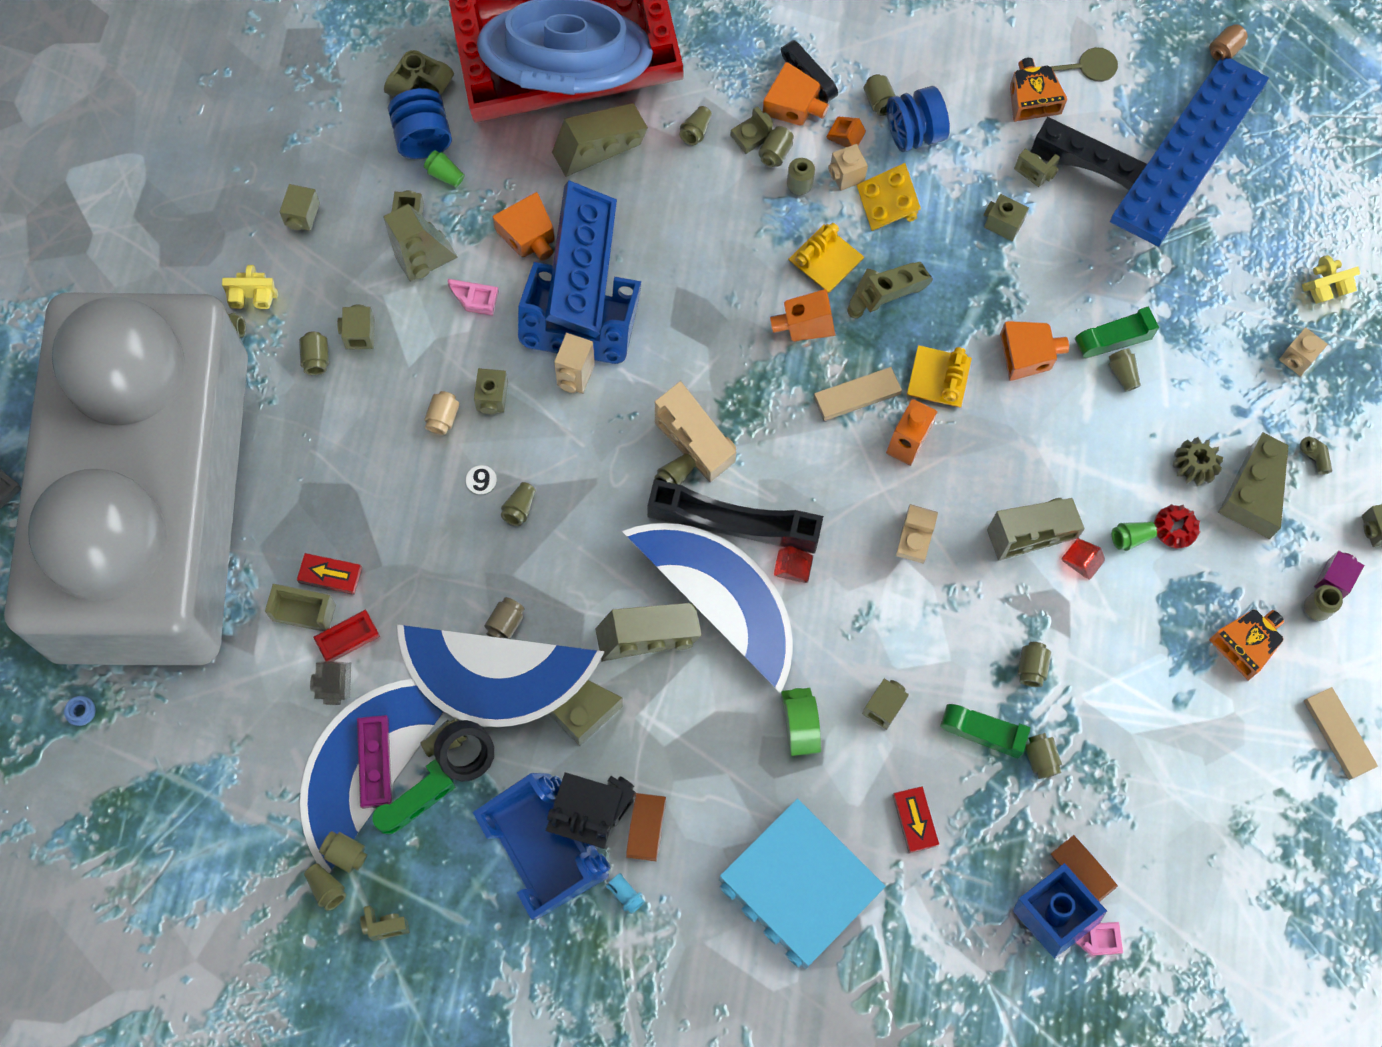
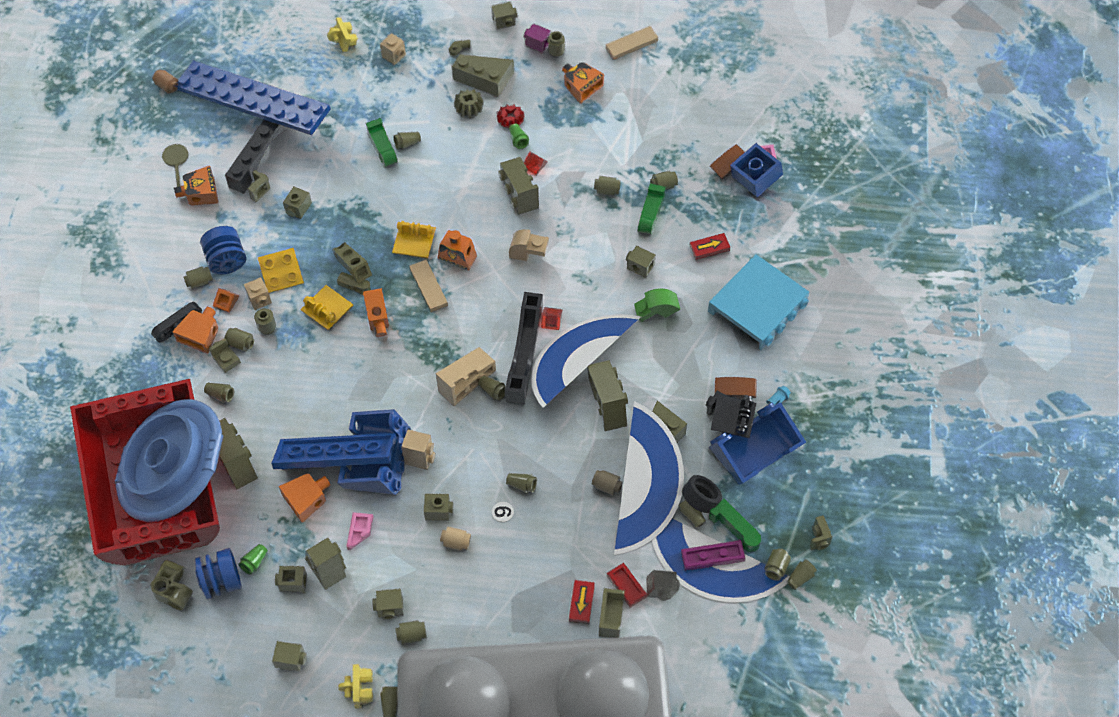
camera: 90 degrees left, 10 degrees down
(1030, 348) = (394, 189): orange torso -> none

